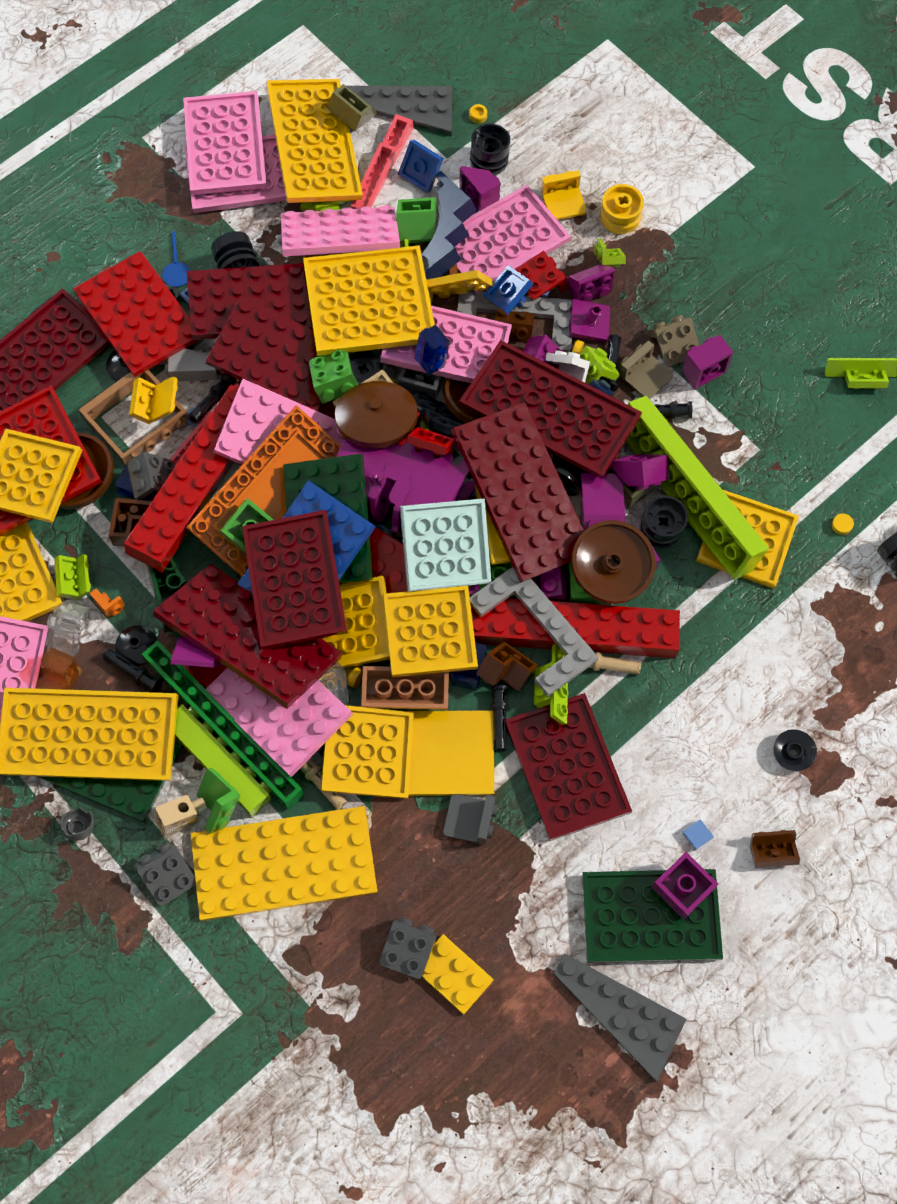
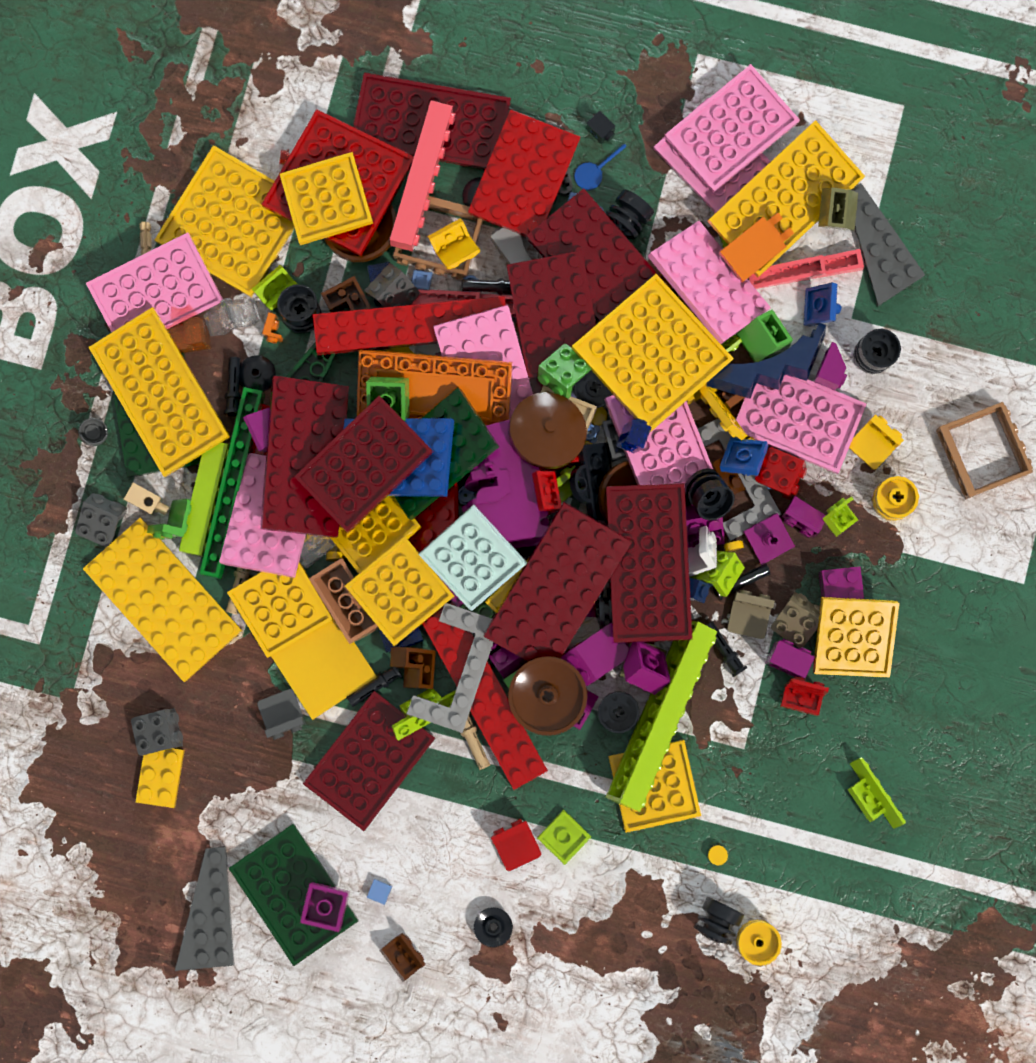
camera: 60 degrees right, 15 degrees up
(73, 390) = (421, 176): none -> coral brick
(107, 564) = (292, 303): none -> black wheel
(144, 237) = (600, 127): none -> black brick
(162, 450) = (422, 279): none -> medium blue tile
(337, 180) = (755, 247): none -> orange tile
(478, 113) = (914, 315): yellow tile -> none
(523, 329) = (709, 494): none -> black wheel
(624, 151) = (1010, 430): none -> medium nougat window
(670, 291) = (842, 583): none -> magenta brick
(721, 300) = (855, 637): none -> yellow plate
(729, 684) = (516, 845): none -> red bracket
(743, 370) = (803, 696): none -> red bracket
(747, 641) = (564, 837): none -> lime tile

